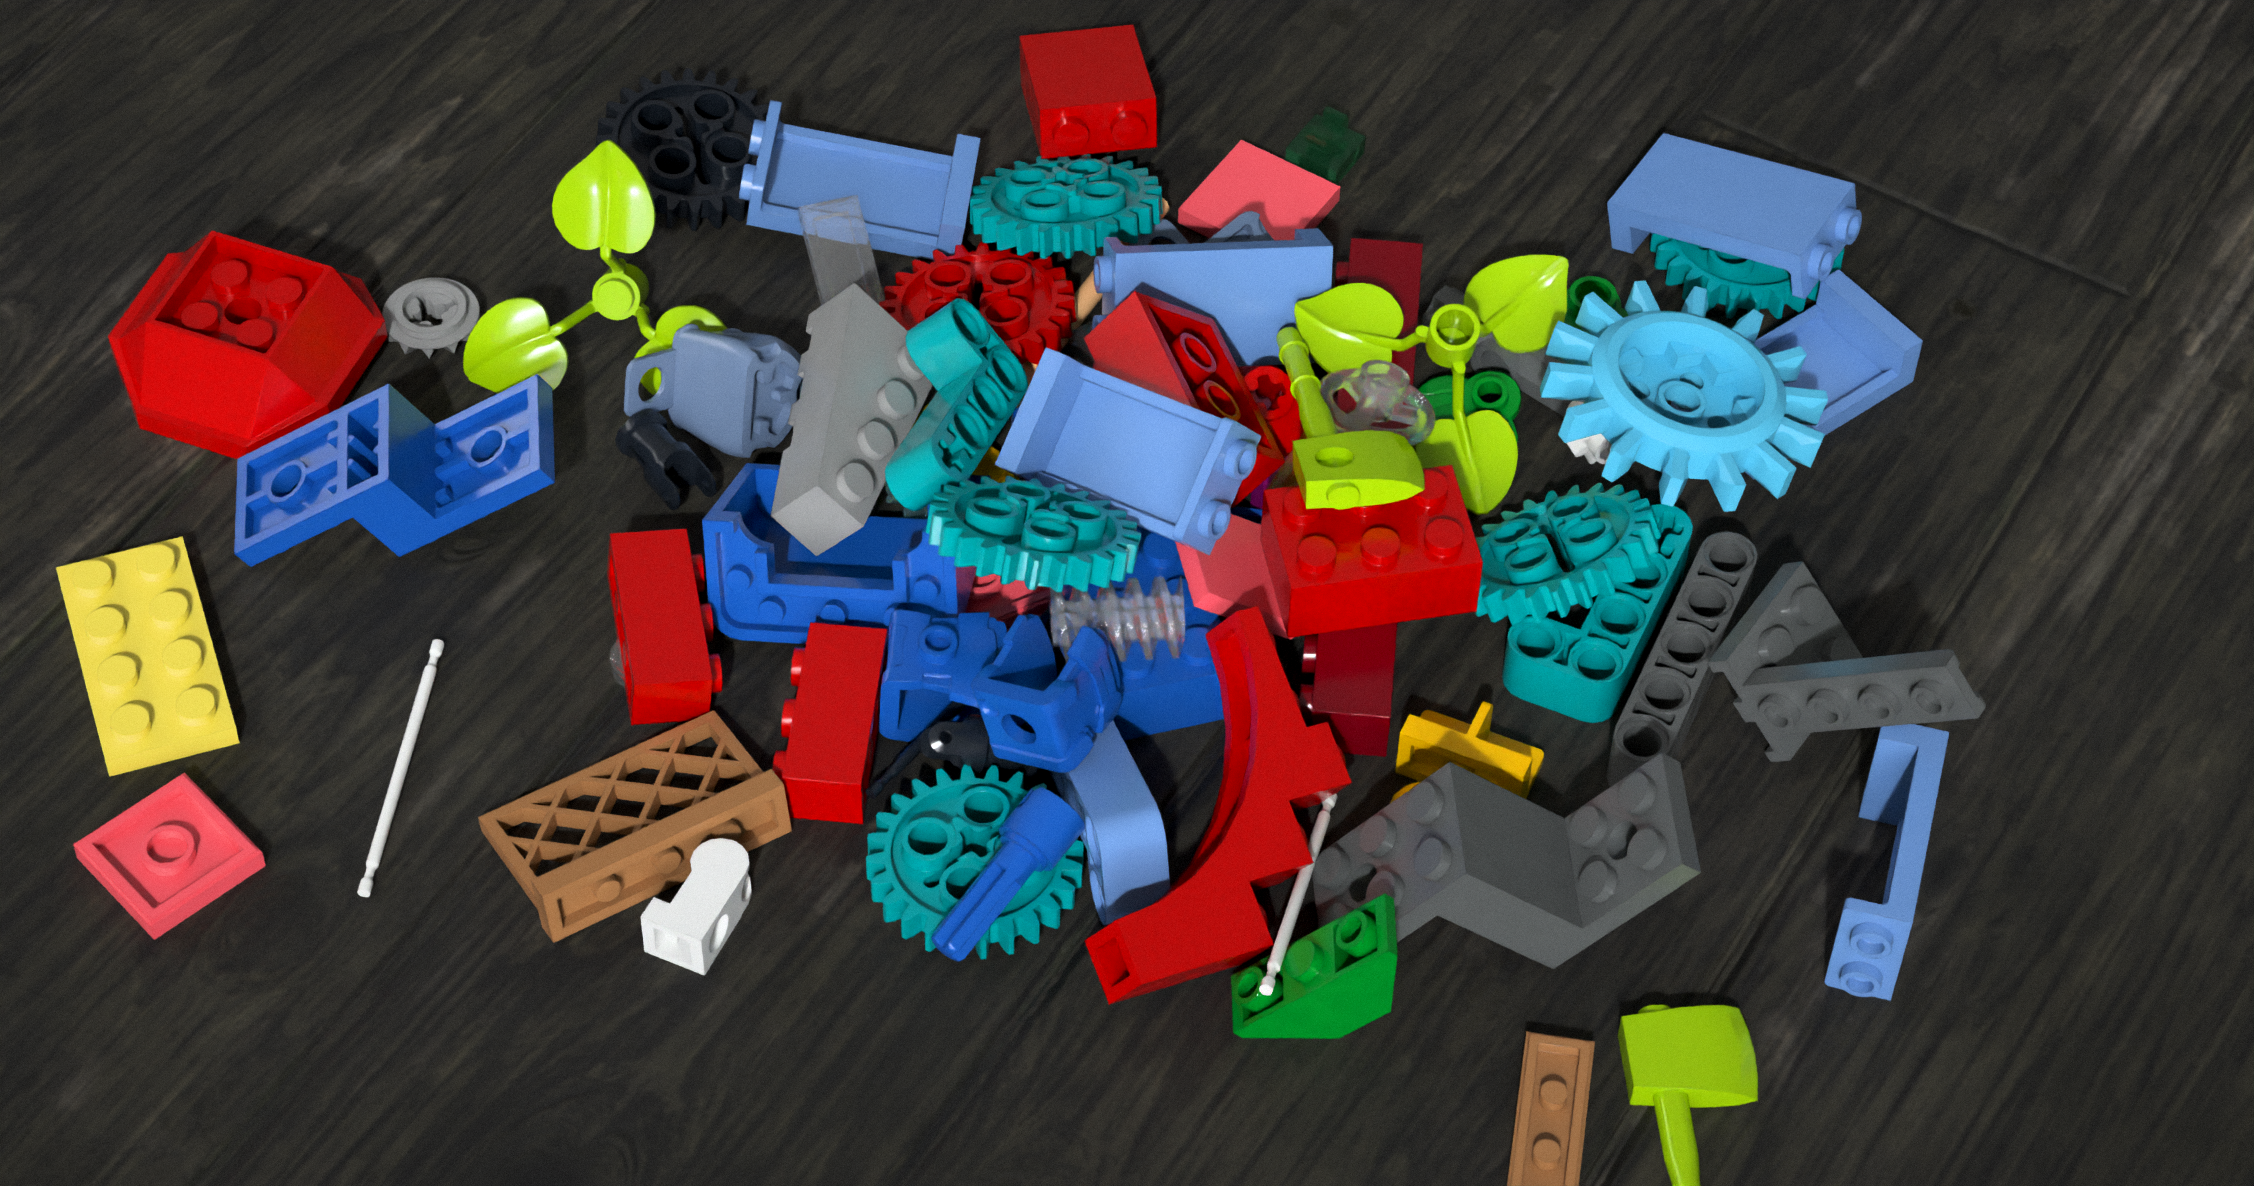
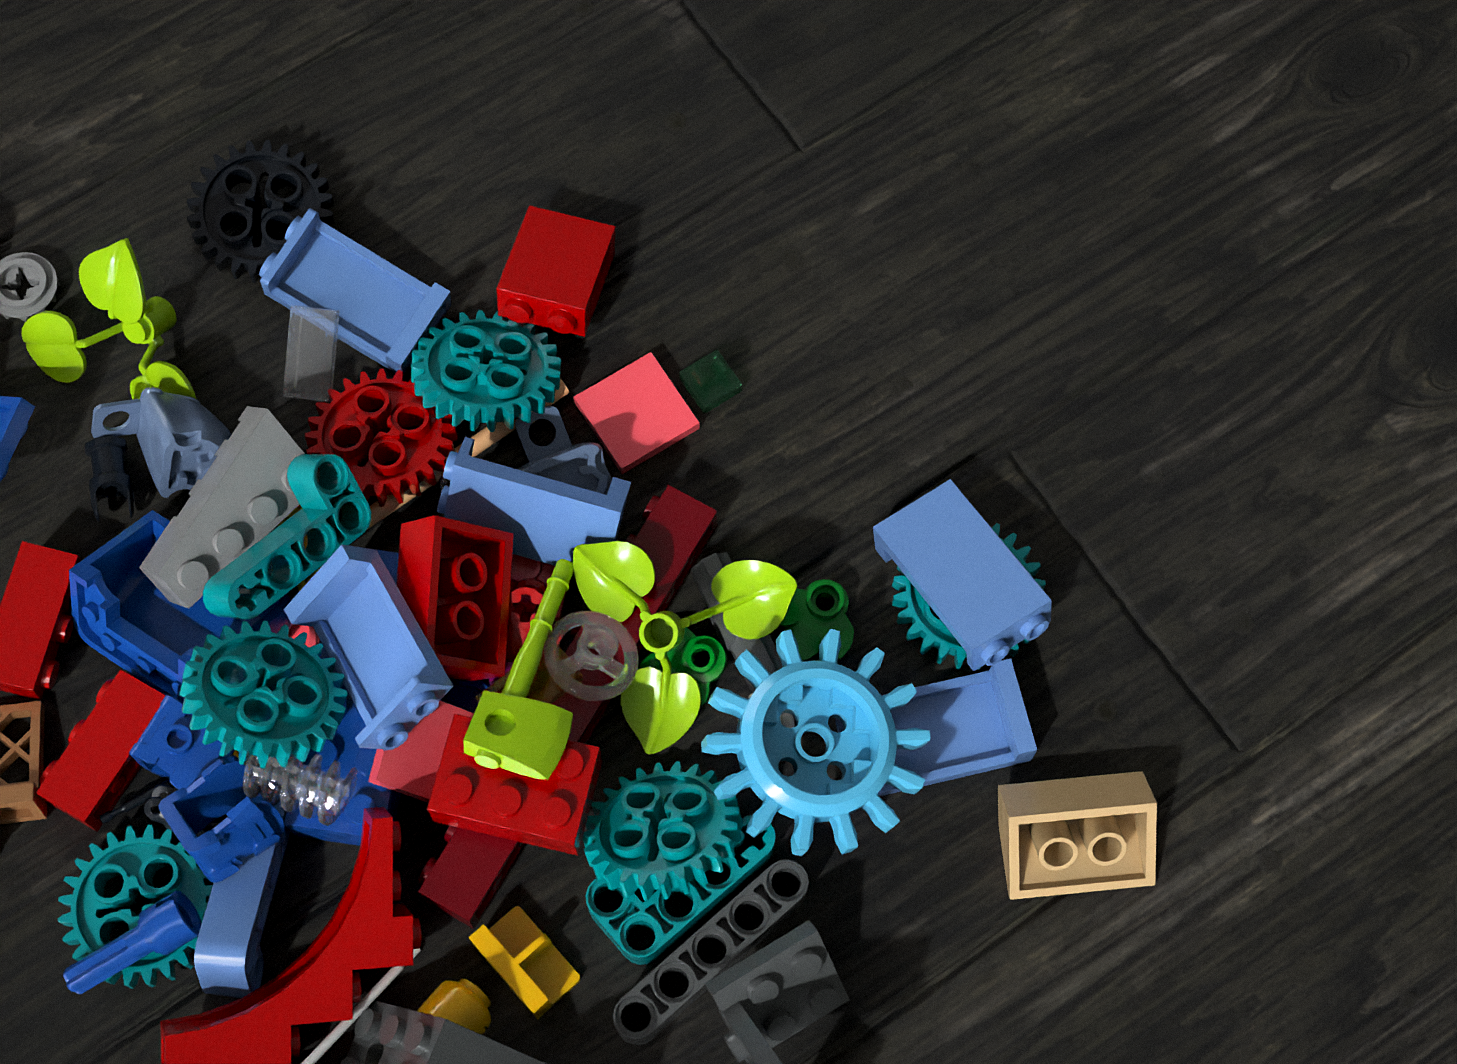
camera: 25 degrees right, 20 degrees up
(2014, 416) = (1078, 834): none -> tan slope

